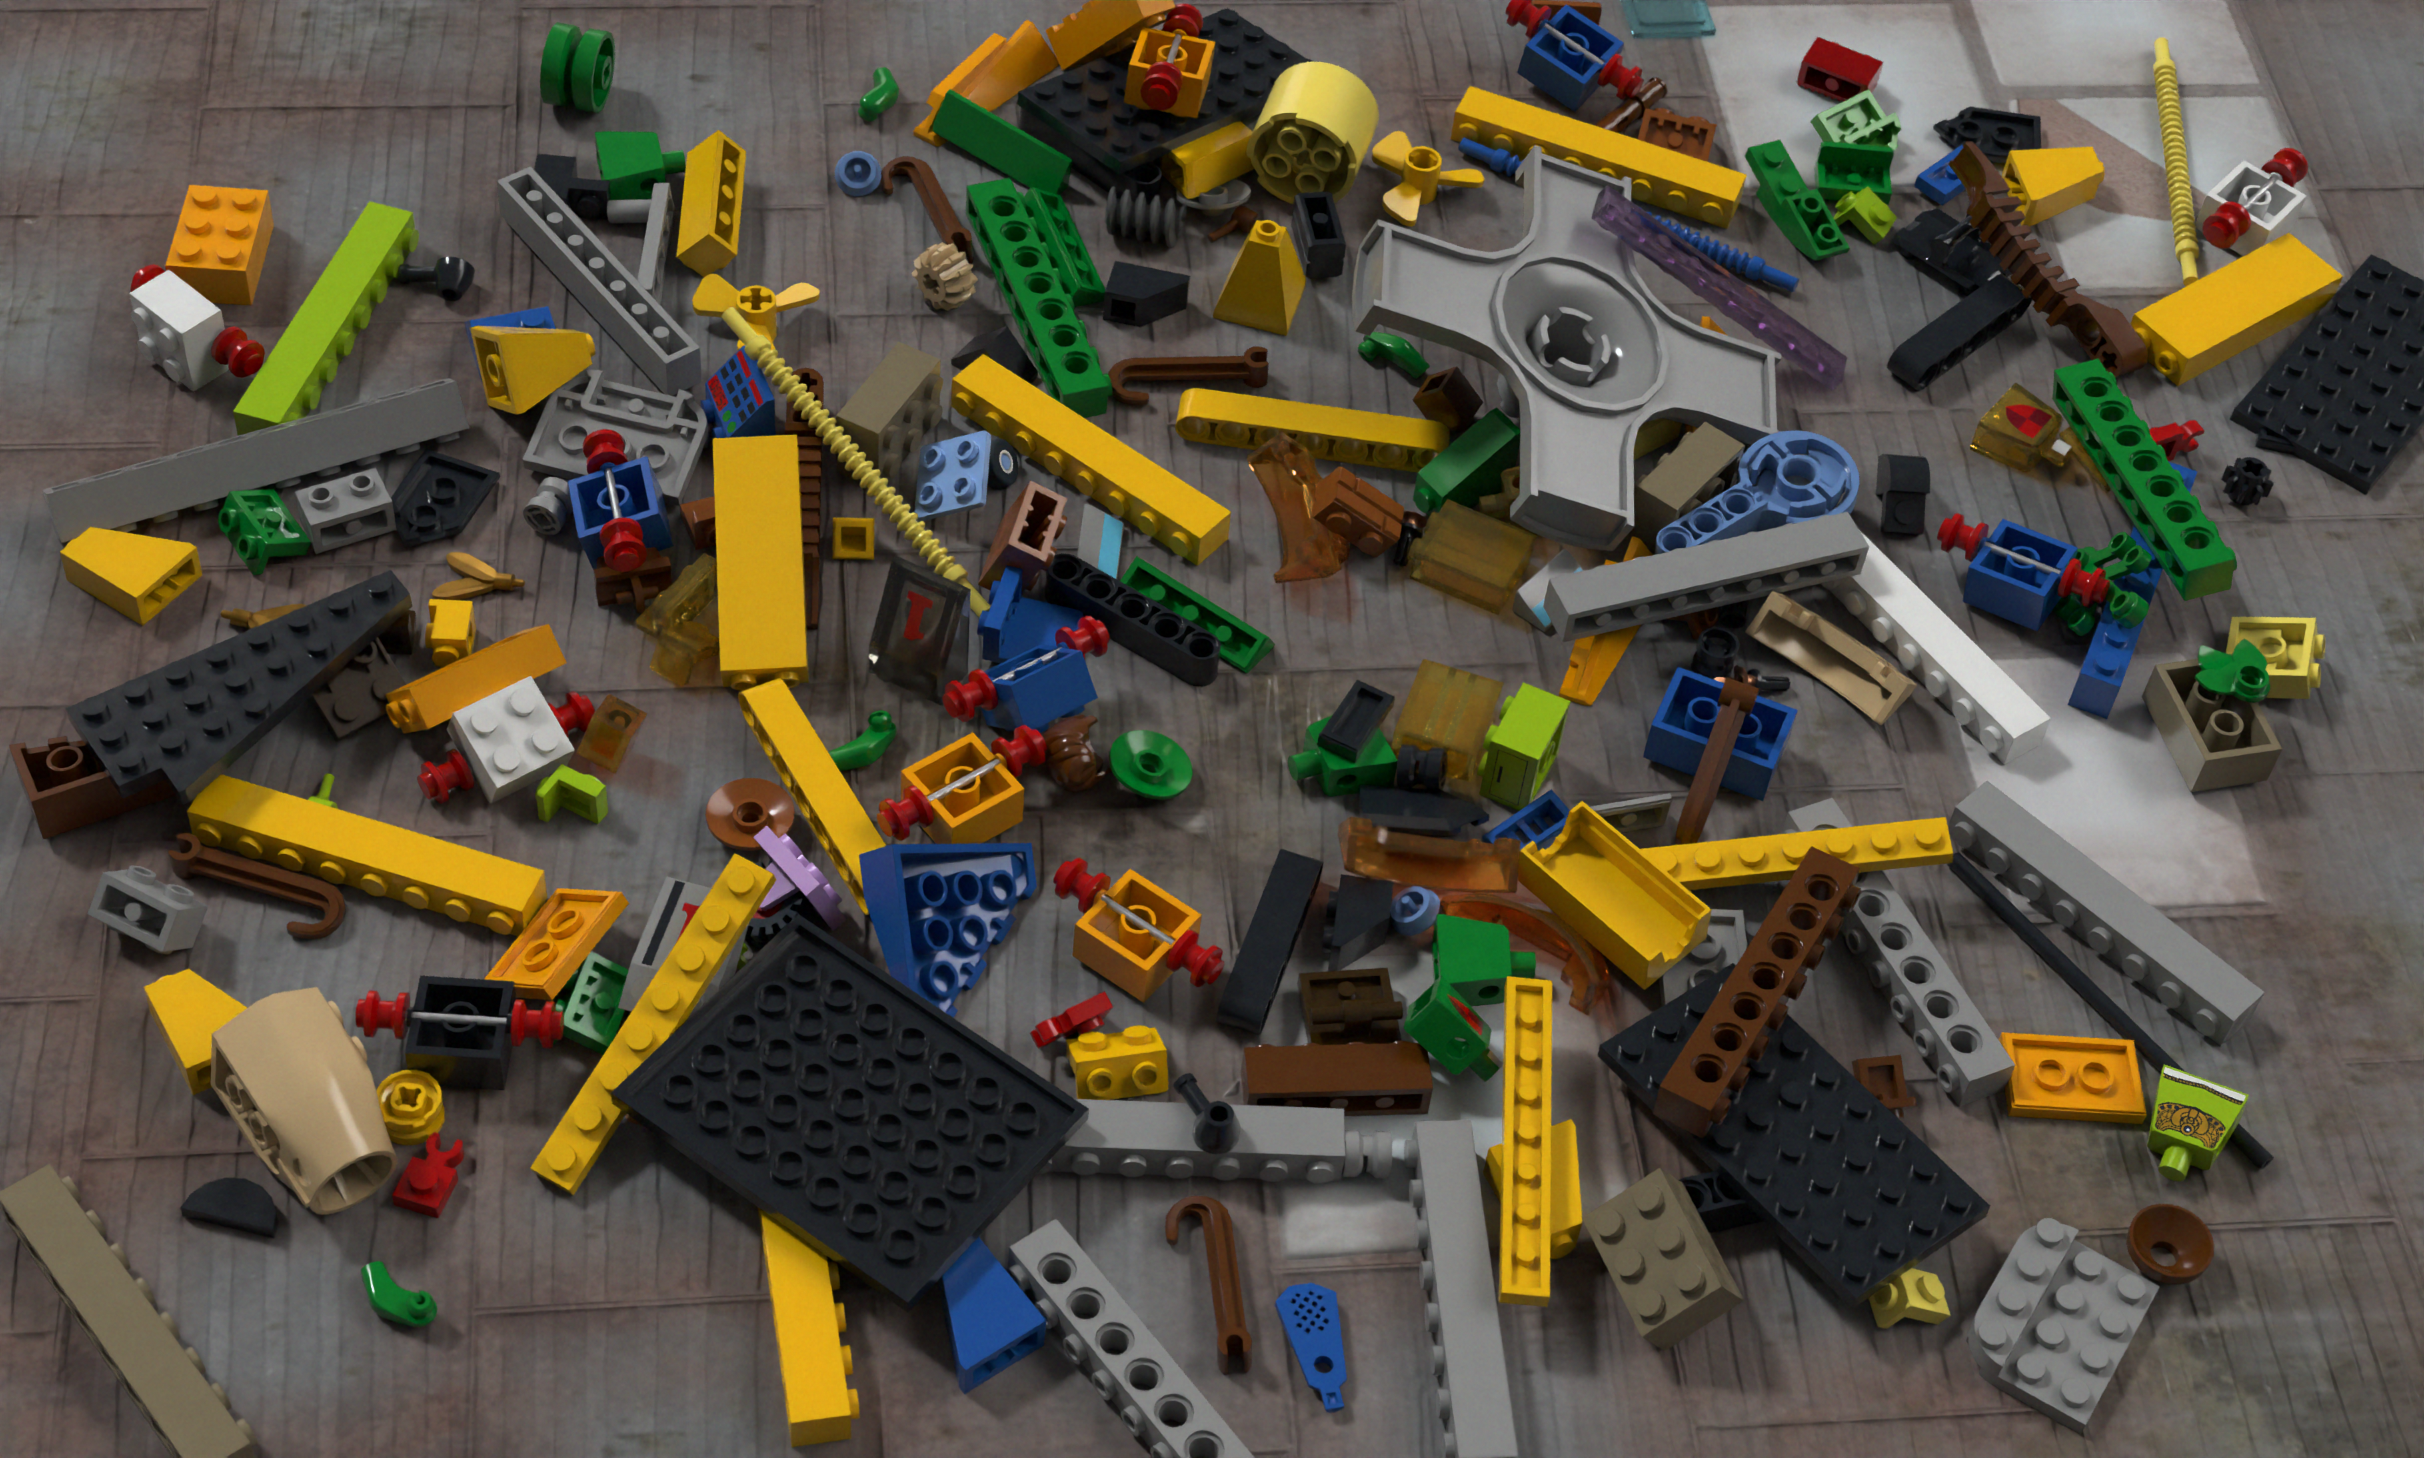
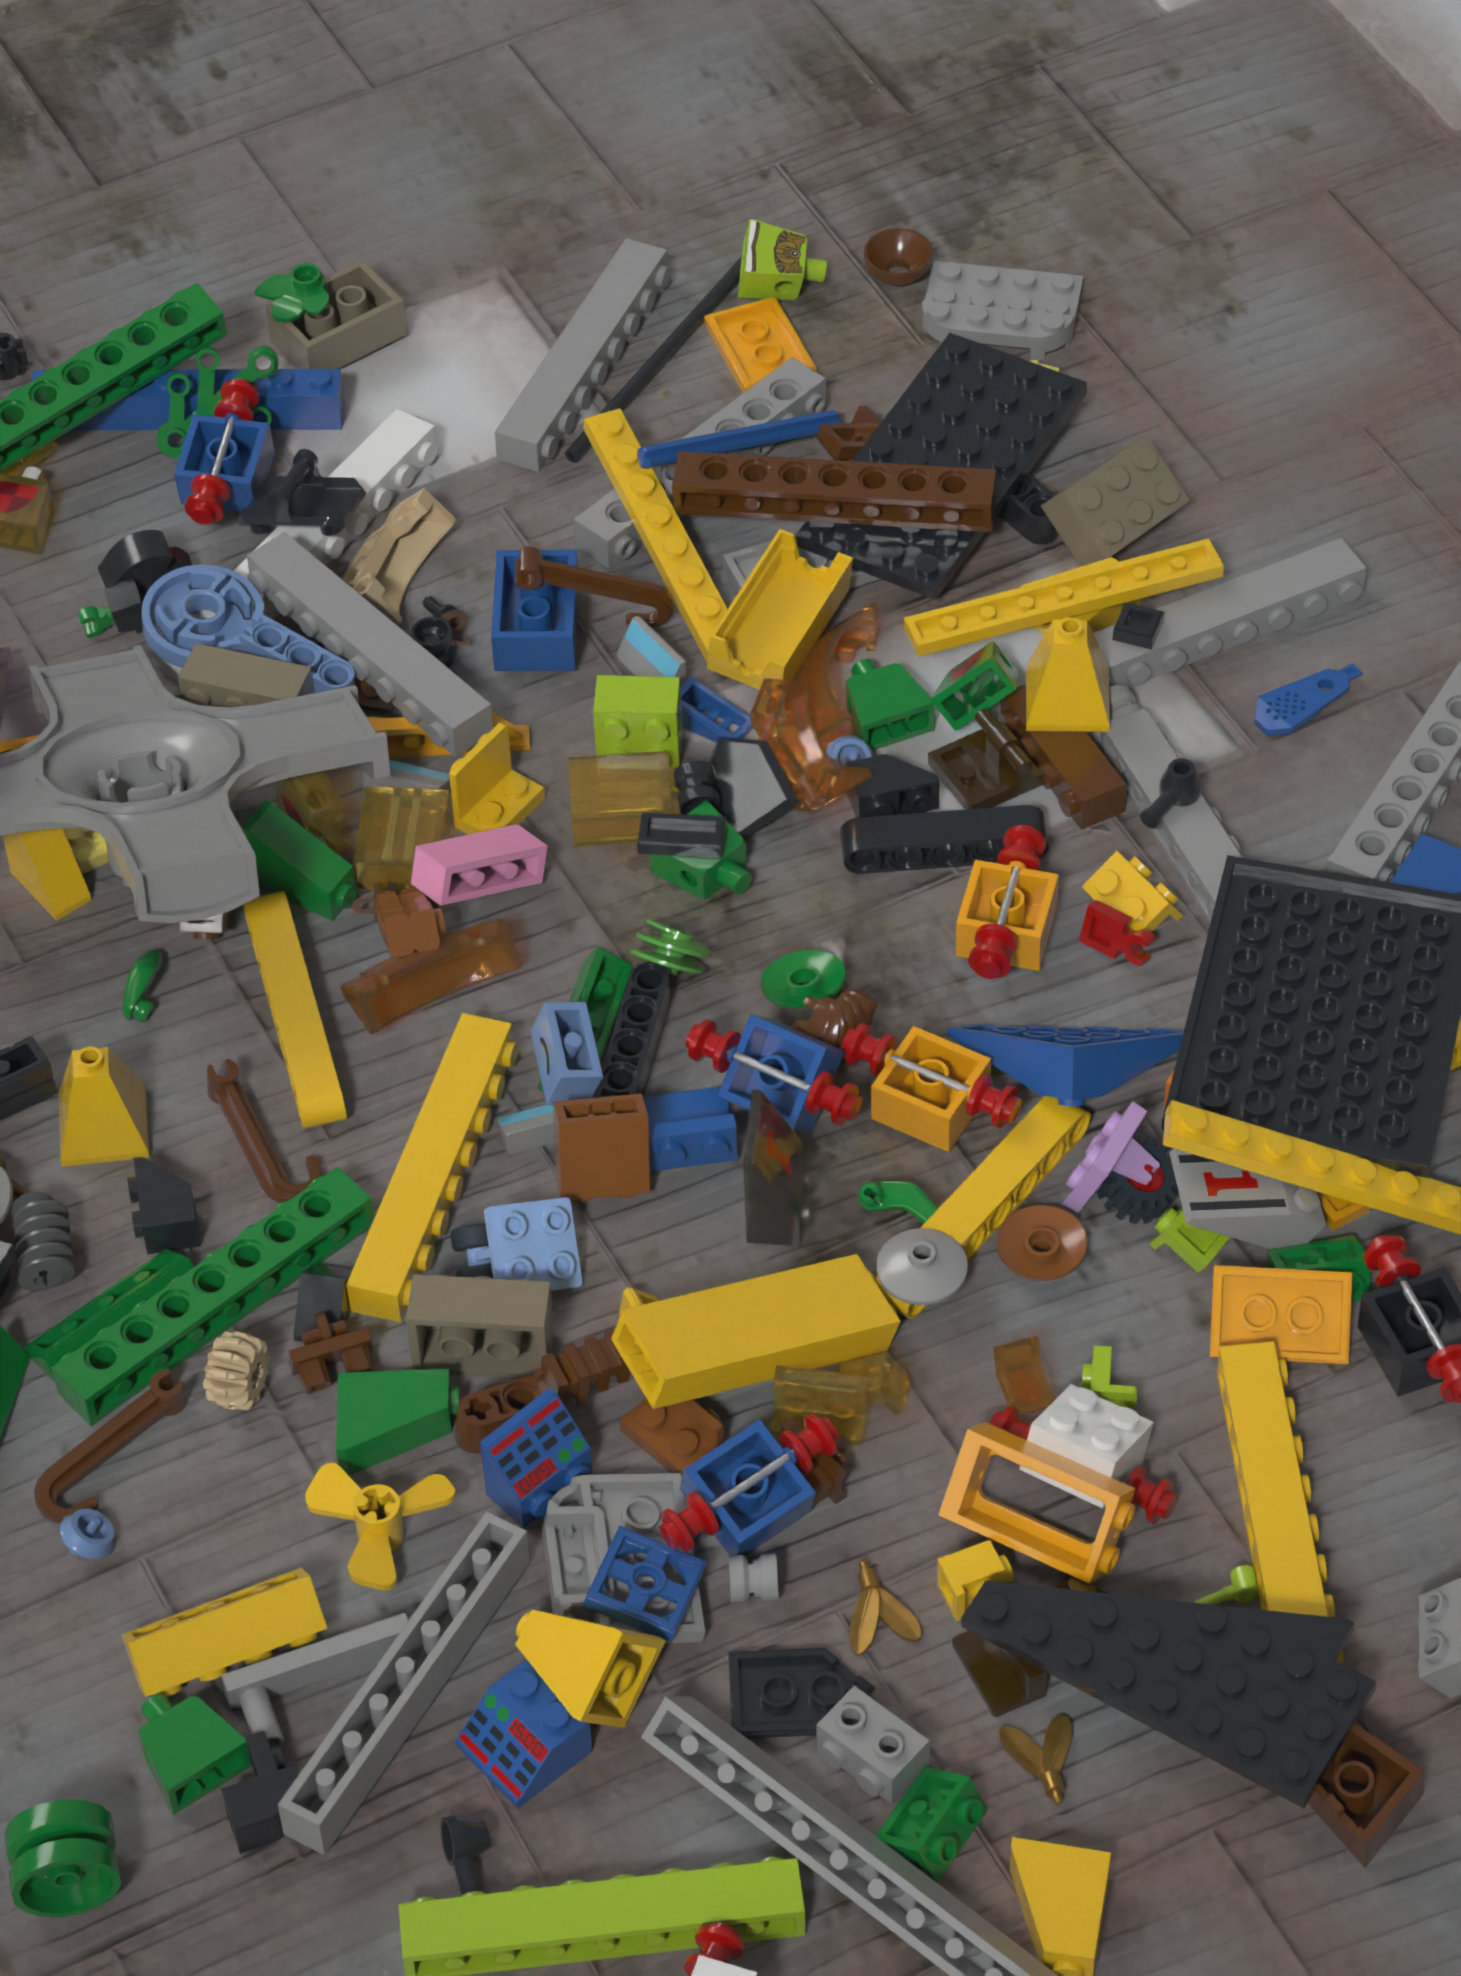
camera: 105 degrees left, 0 degrees up
(259, 877) = (1350, 1582): reddish brown piece -> none
(577, 390) = (632, 1611): none -> blue piece
(758, 348) = (575, 1313): light yellow hose -> none
(766, 706) = (926, 1279): none -> light grey dish
(853, 349) = (391, 1414): none -> green slope
(936, 337) = (312, 1359): none -> reddish brown hips
(1133, 546) = (566, 1052): none -> medium blue brick
(1223, 1274) = (1345, 740): reddish brown piece -> none
(1233, 679) = (672, 949): none -> bright green piece
(1393, 1078) = (1068, 681): none -> yellow slope
(1397, 574) = (478, 864): none -> bright pink brick
(1461, 1193) = (1138, 625): none -> black tile
(1502, 631) = (486, 788): none -> yellow bracket
(1865, 458) = (123, 609): none -> black piece
(1890, 960) = (737, 439): none -> blue axle
(1925, 596) = (303, 499): none -> black shield
(2289, 649) = (234, 293): light yellow plate -> none

